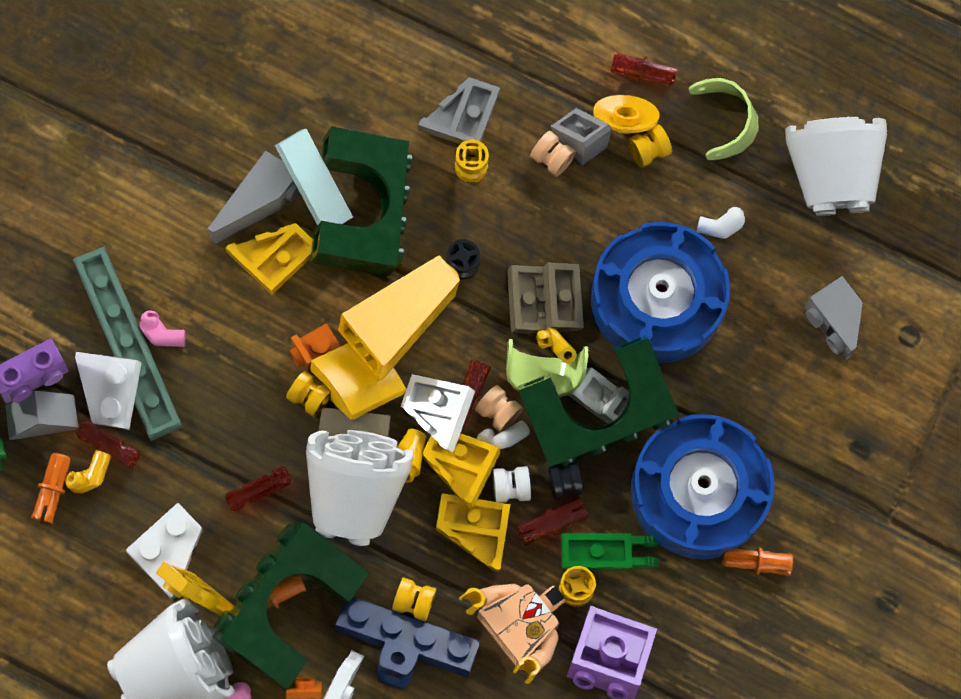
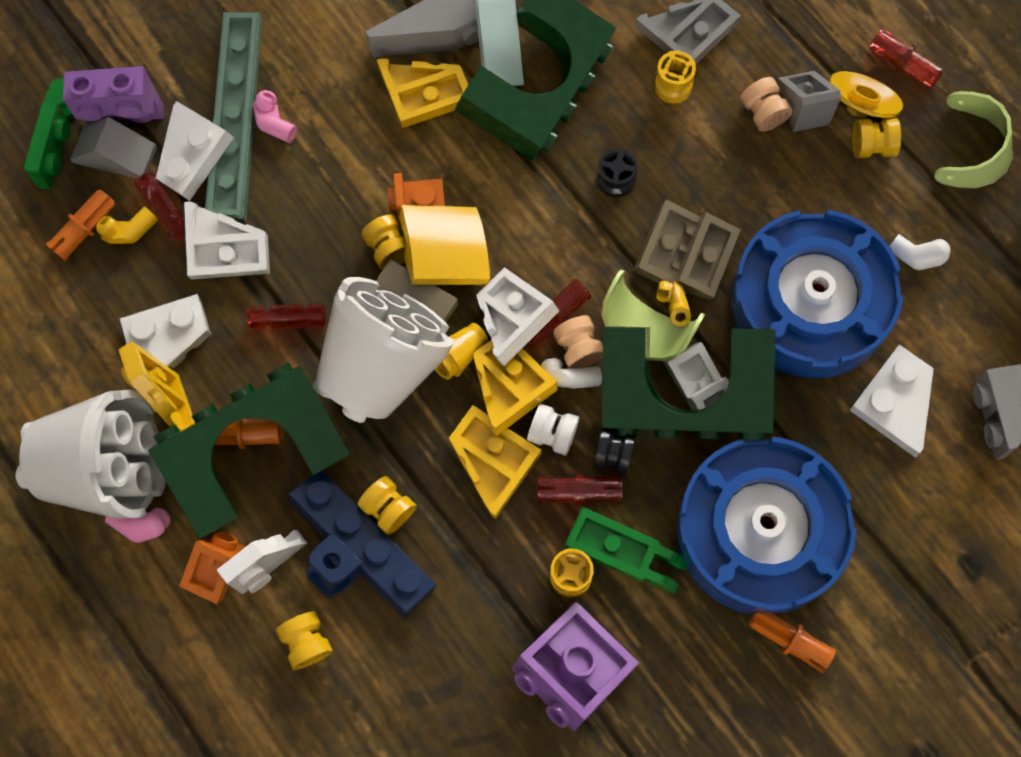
camera: 35 degrees right, 0 degrees up
(178, 454) = (222, 246): none -> white wing
(396, 316) = (519, 197): yellow slope -> none
(519, 622) = (487, 584): light nougat torso -> none
(755, 347) = (898, 400): none -> white wing

